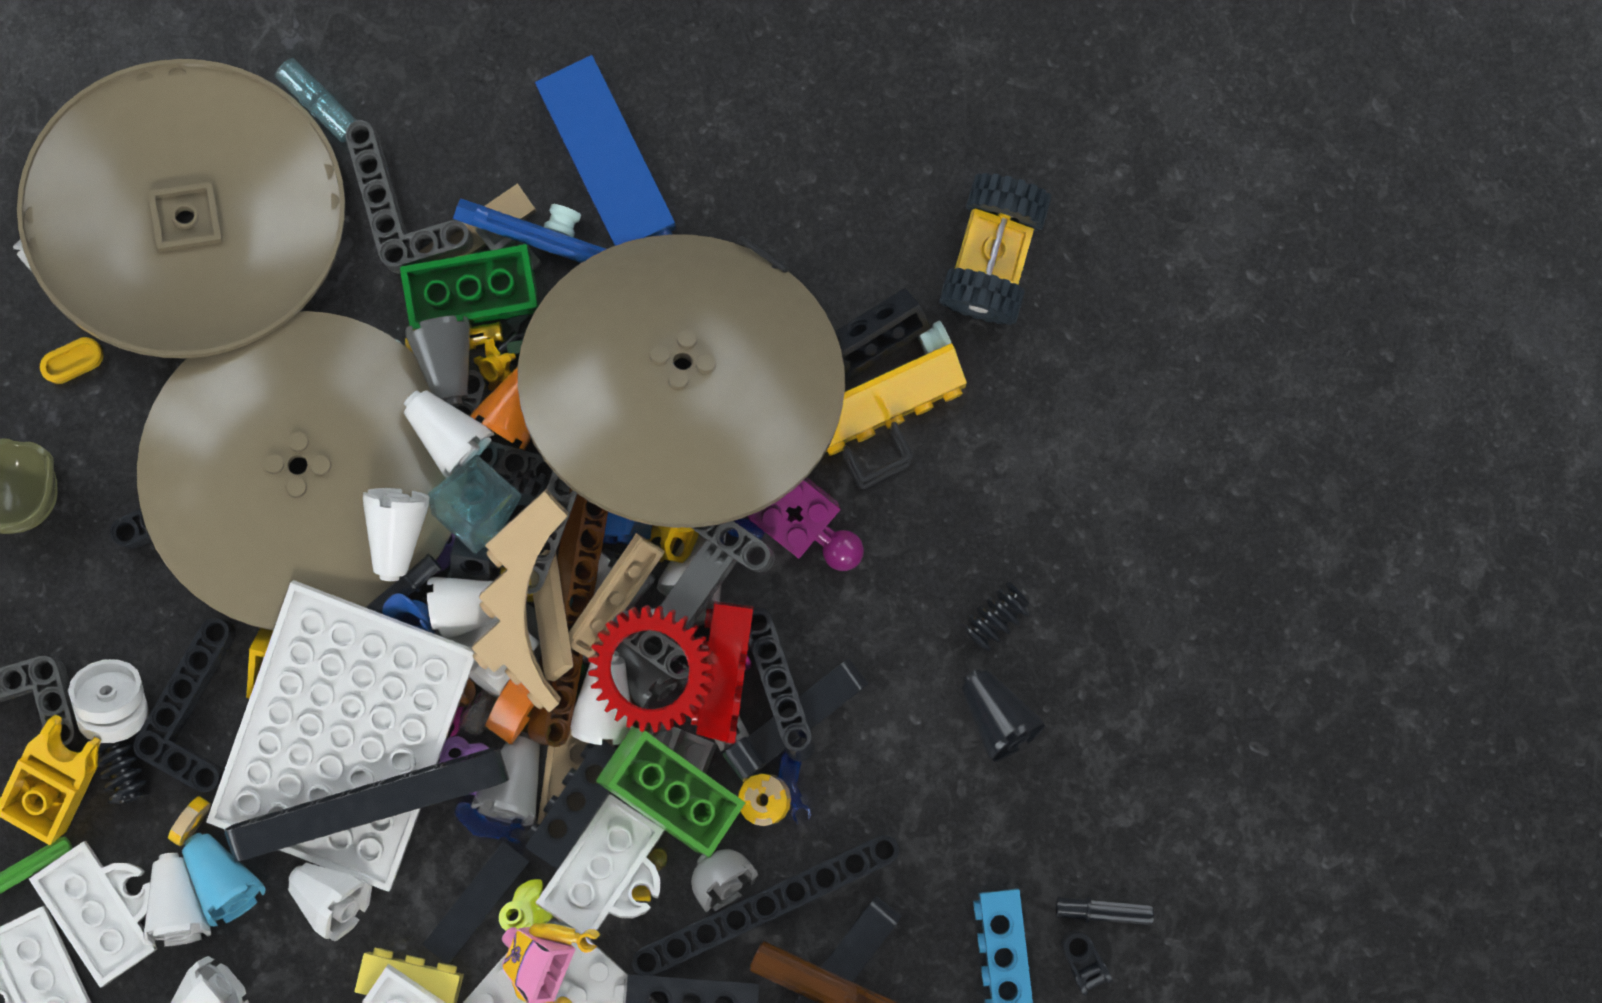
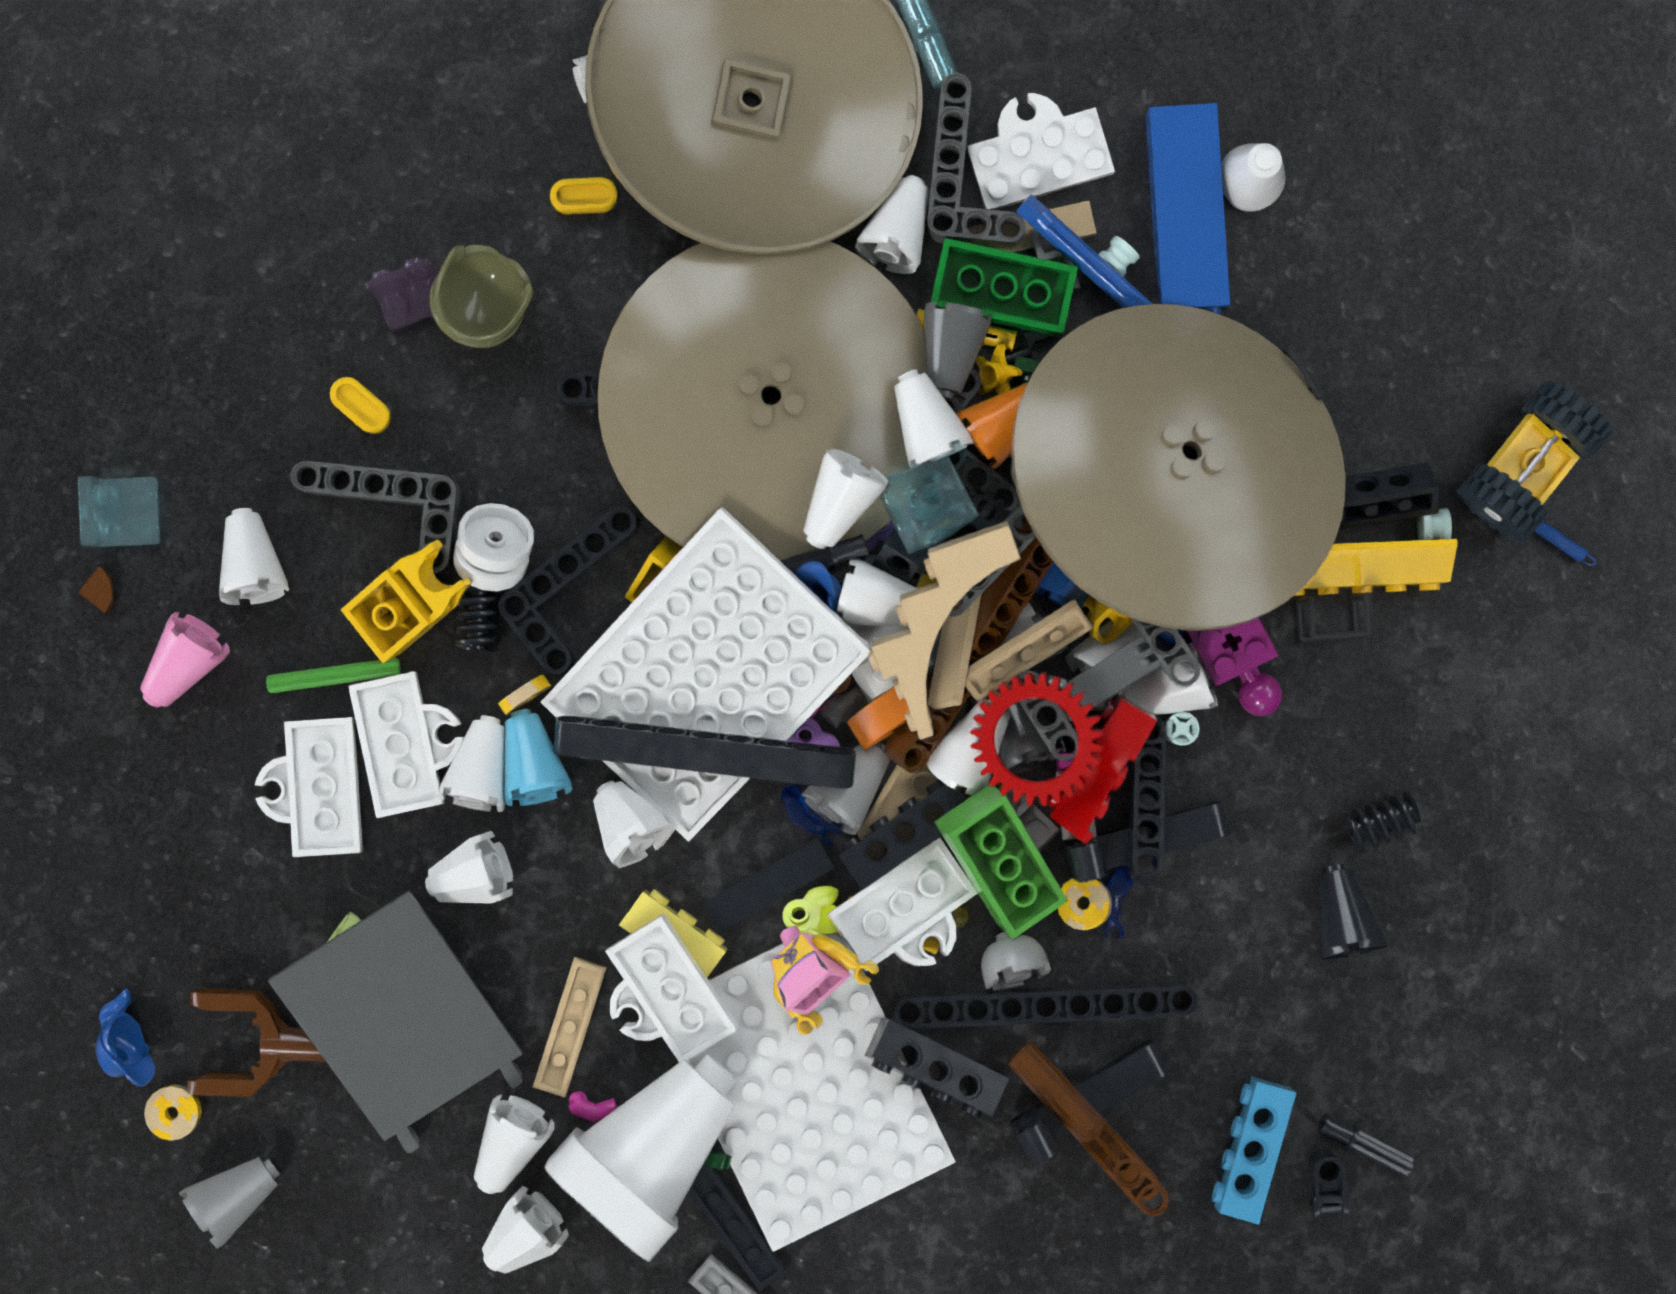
camera: 15 degrees right, 5 degrees up
(357, 275) = (897, 228): none -> white cone
(457, 160) = (1039, 153): none -> white plate
(651, 104) = (1253, 176): none -> white cone
(756, 588) = (1161, 696): none -> white cone
(788, 605) = (1185, 724): none -> light aqua wheel
(1051, 307) = (1563, 542): none -> blue piece

